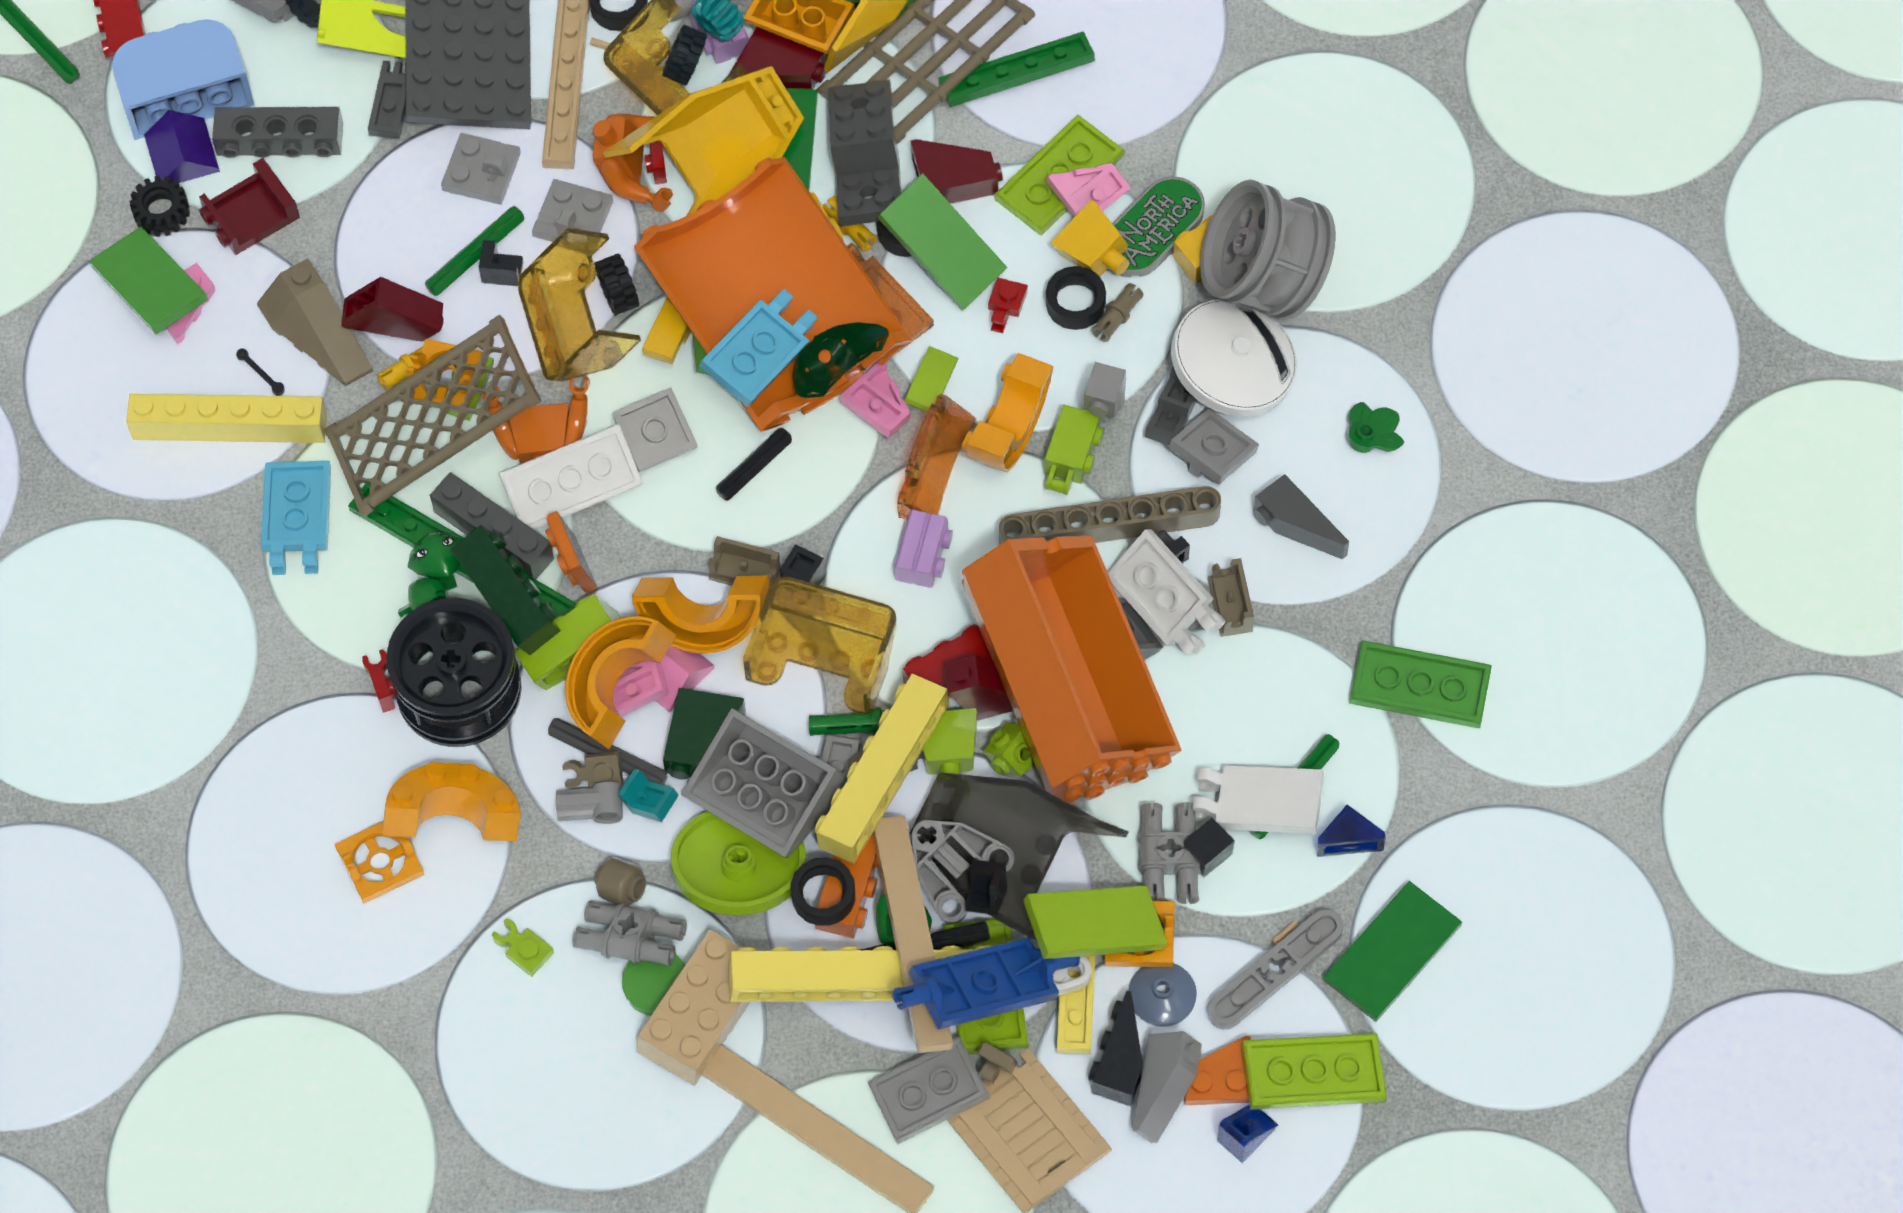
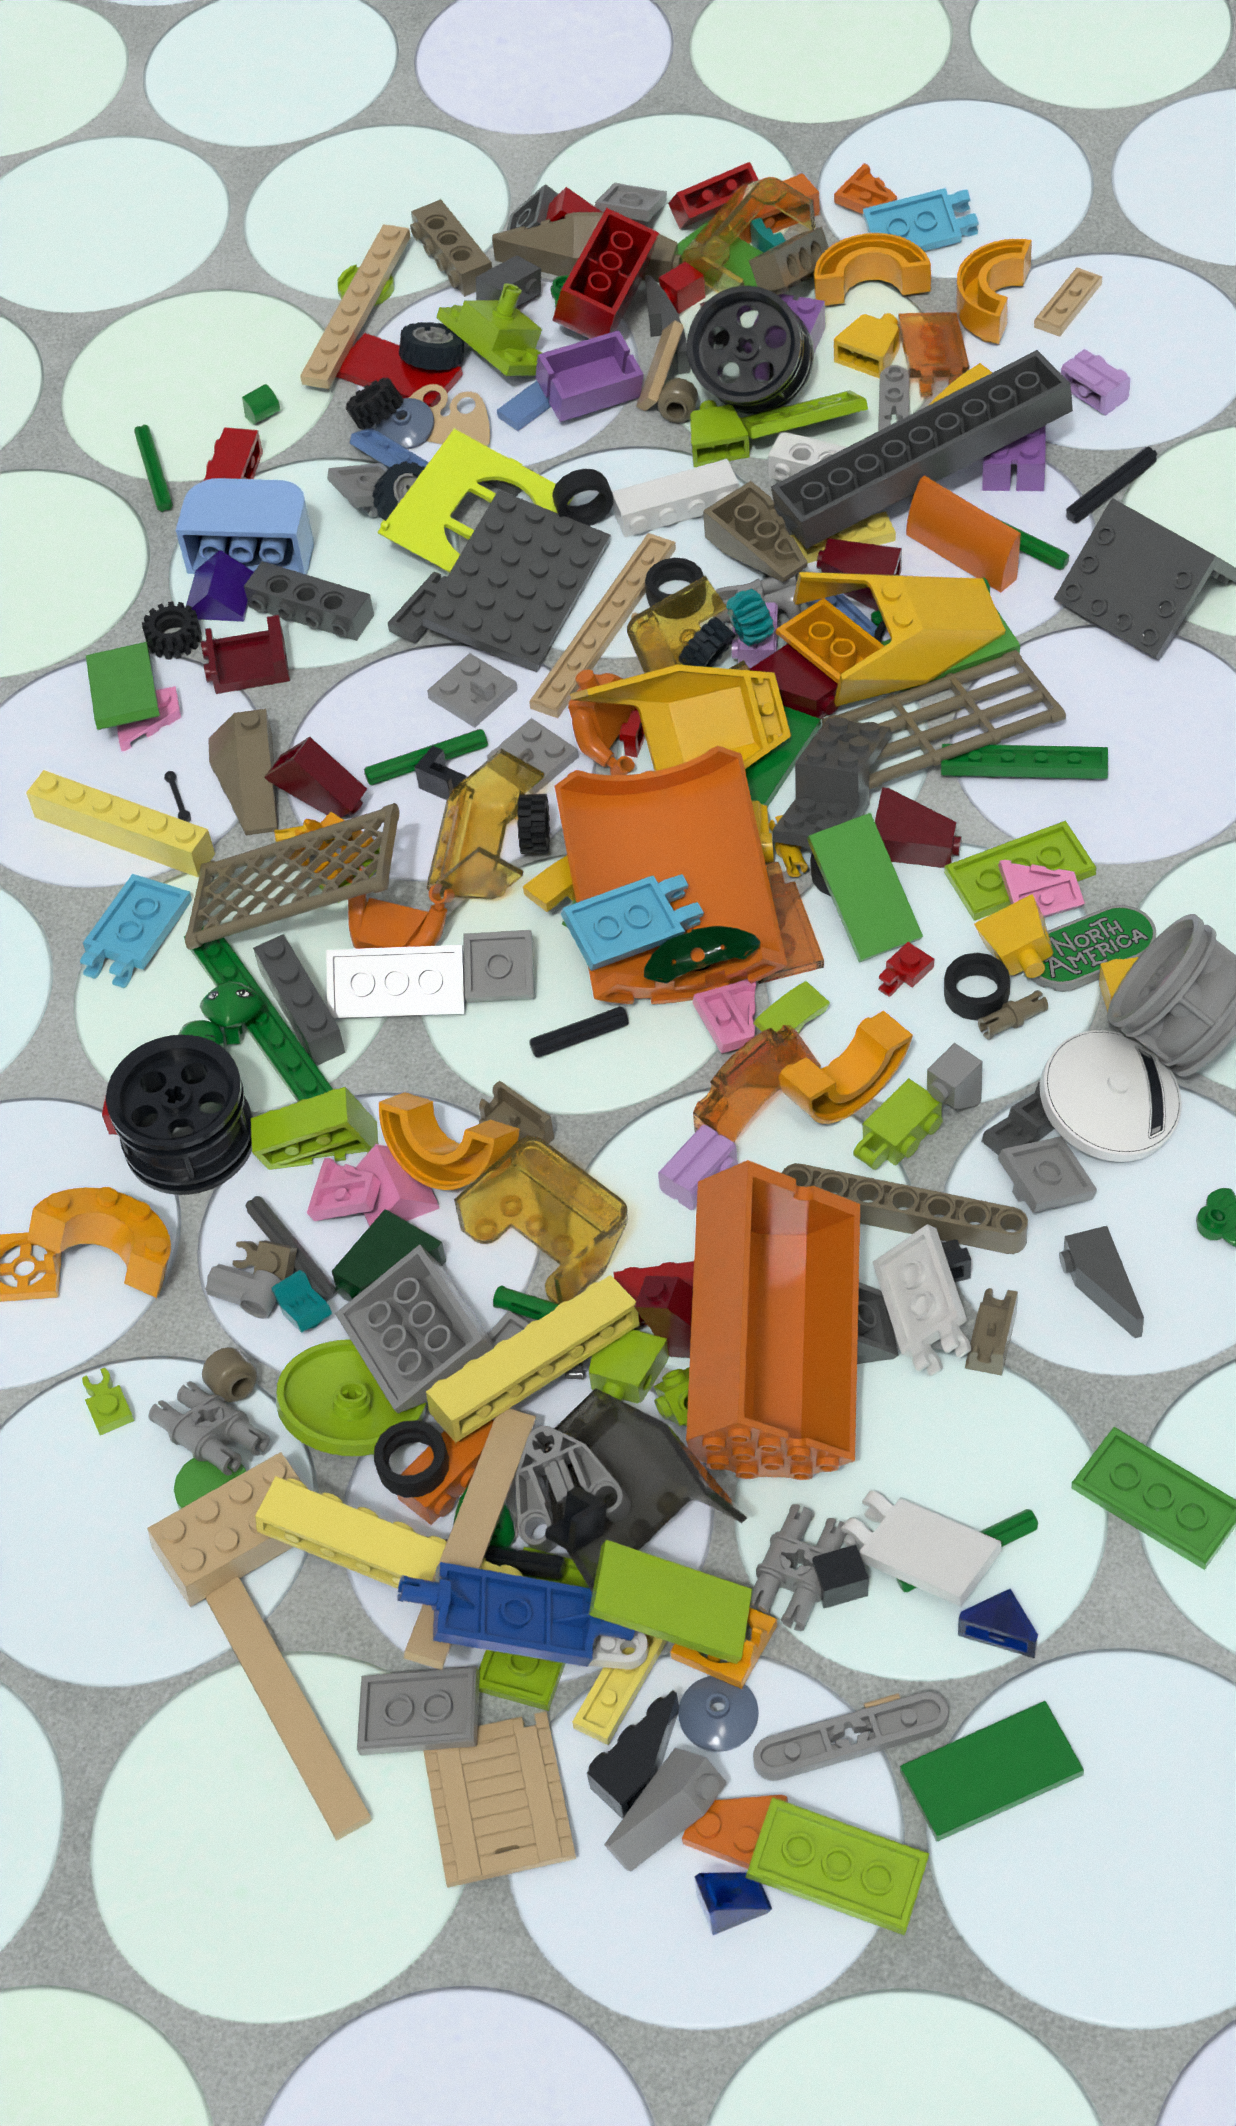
camera: 30 degrees right, 10 degrees down
(505, 588) = (268, 1054): dark green brick -> none
(571, 556) = (353, 1046): orange tile -> none
(601, 663) = (314, 1161): light orange brick -> none
(804, 566) = (570, 1141): black panel -> none
(995, 1062) = (497, 1709): dark tan tile -> none

